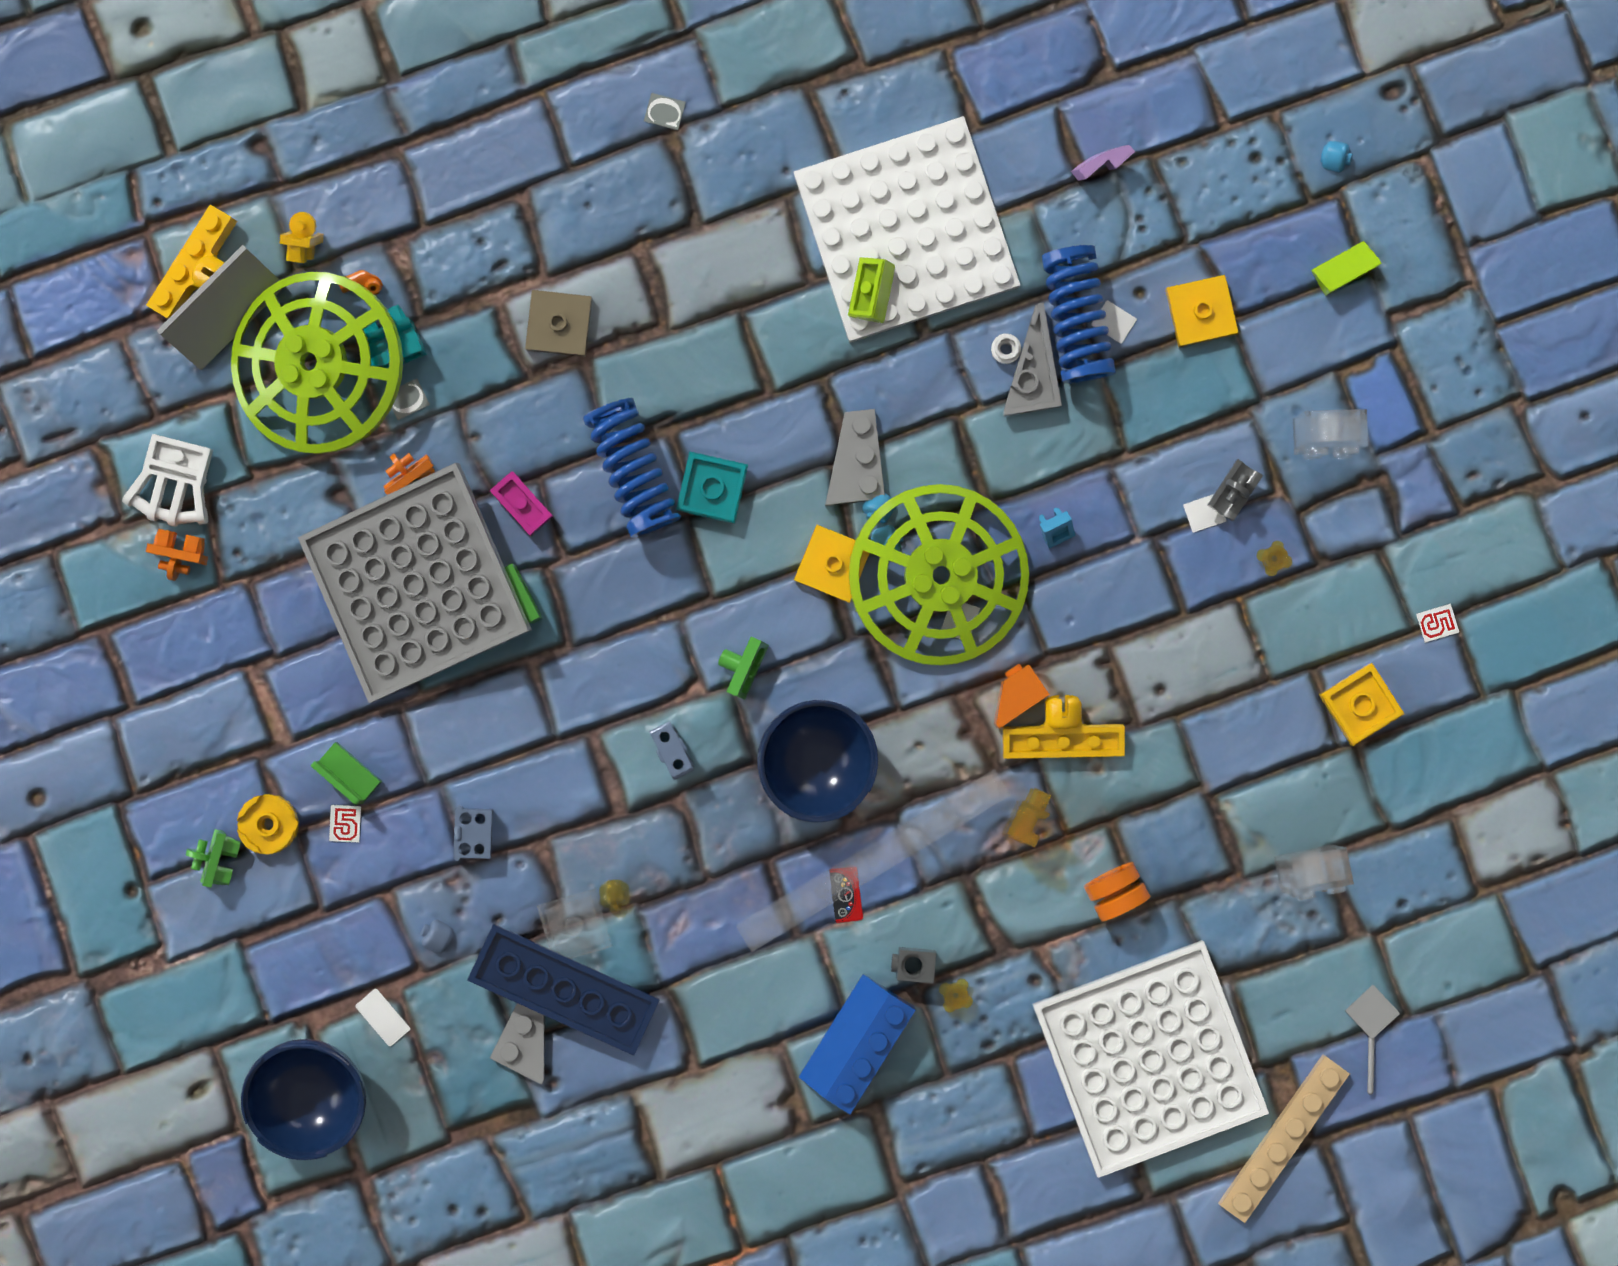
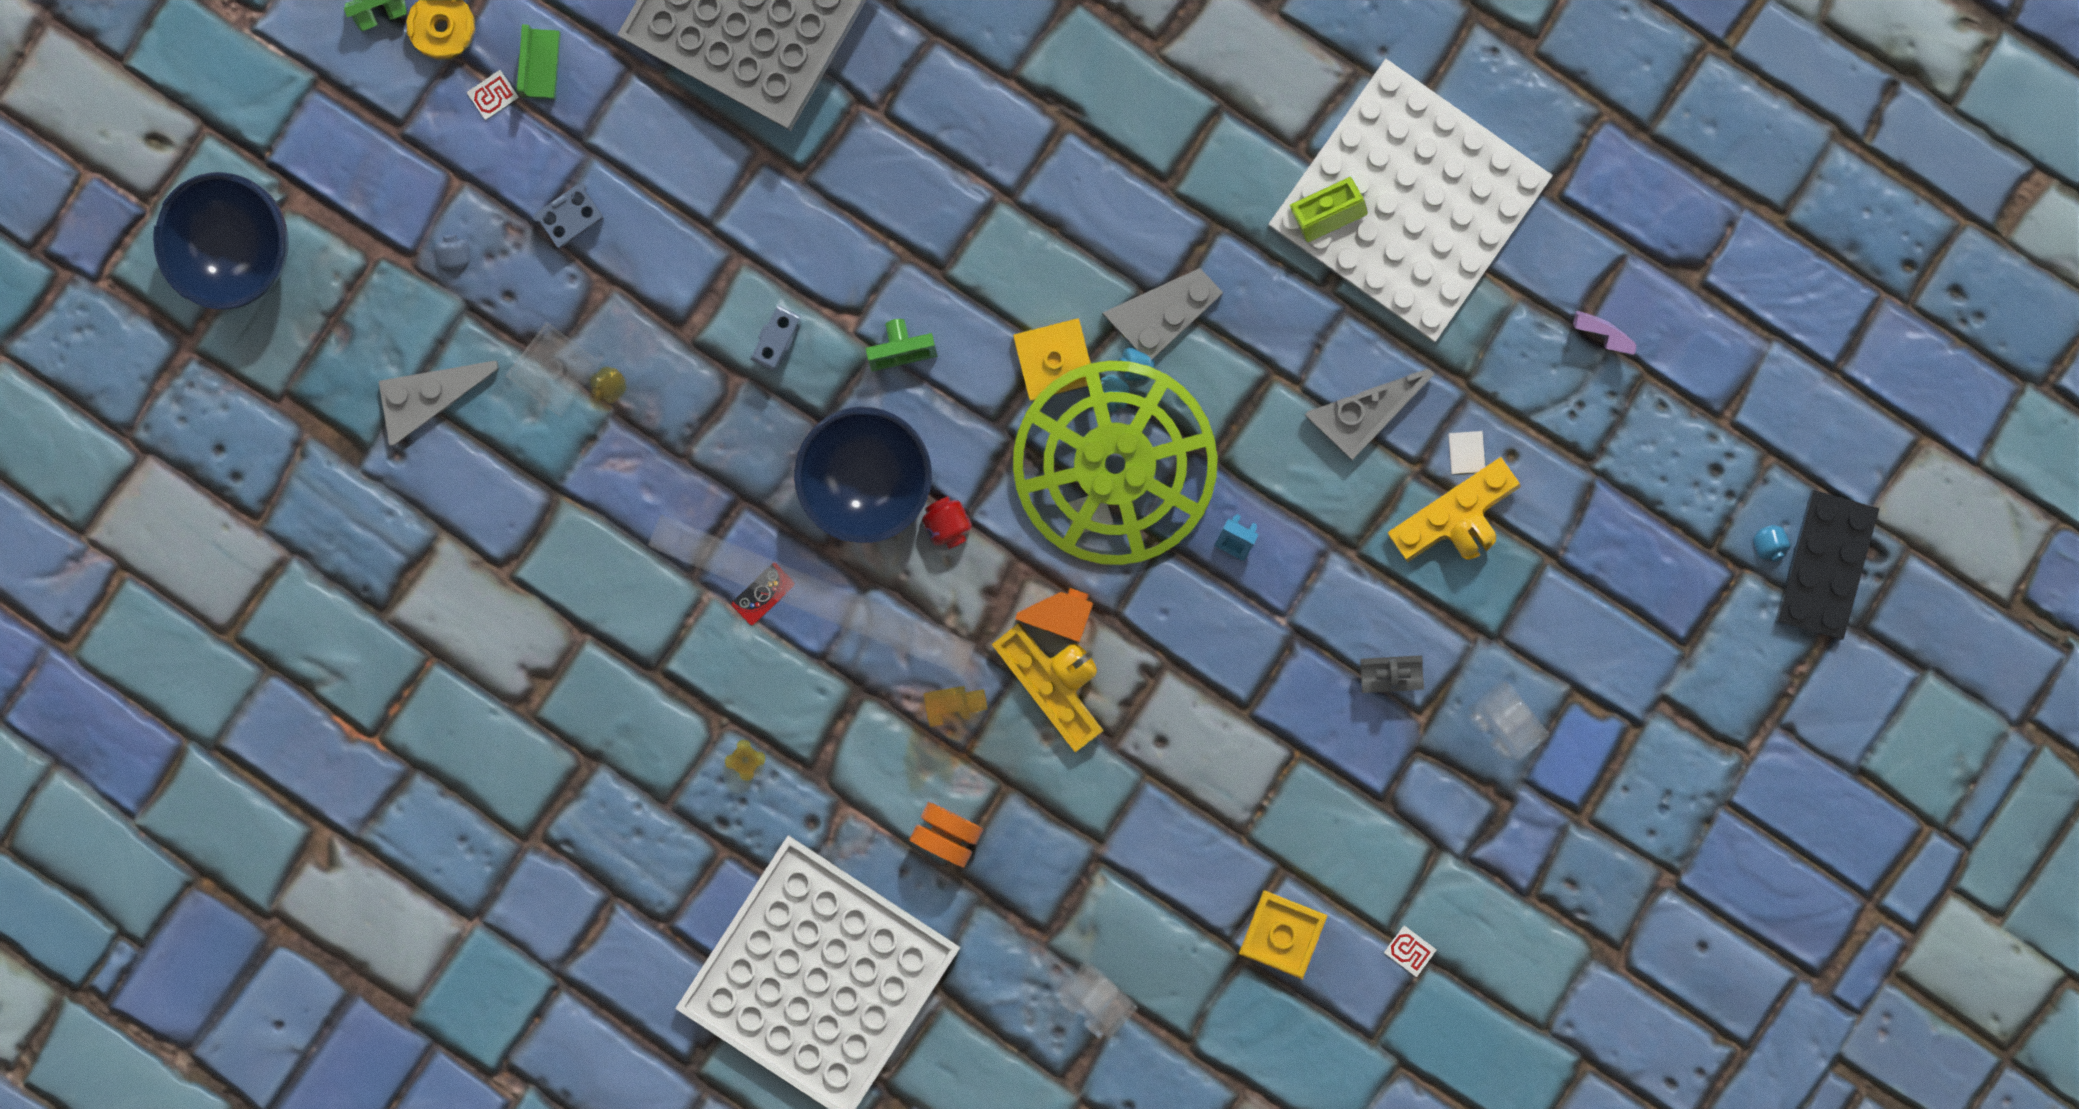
camera: 55 degrees right, 0 degrees up
(382, 1017) = (343, 258): white sticker -> none
(521, 503) = (899, 37): dark pink plate -> none
(528, 605) = (818, 100): bright green tile -> none
(563, 989) = (489, 401): dark blue plate -> none
(604, 421) = (1031, 56): blue piece -> none
(712, 487) = (1041, 198): teal plate -> none
(857, 1043) = (635, 701): blue slope -> none
(893, 726) = (946, 522): none -> red head
(924, 974) = (758, 709): dark grey brick -> none
(1010, 340) = (1375, 363): white plate -> none
(1085, 369) = (1399, 454): blue piece -> none
(1155, 360) = (1458, 515): none -> yellow plate
(1201, 311) = (1536, 524): yellow plate -> none
(1202, 516) = (1347, 662): white sticker -> none
(1276, 549) = (1348, 760): clear yellow plate -> none
(1345, 268) = (1674, 627): lime slope -> none
(1380, 128) = (1827, 565): none -> black plate

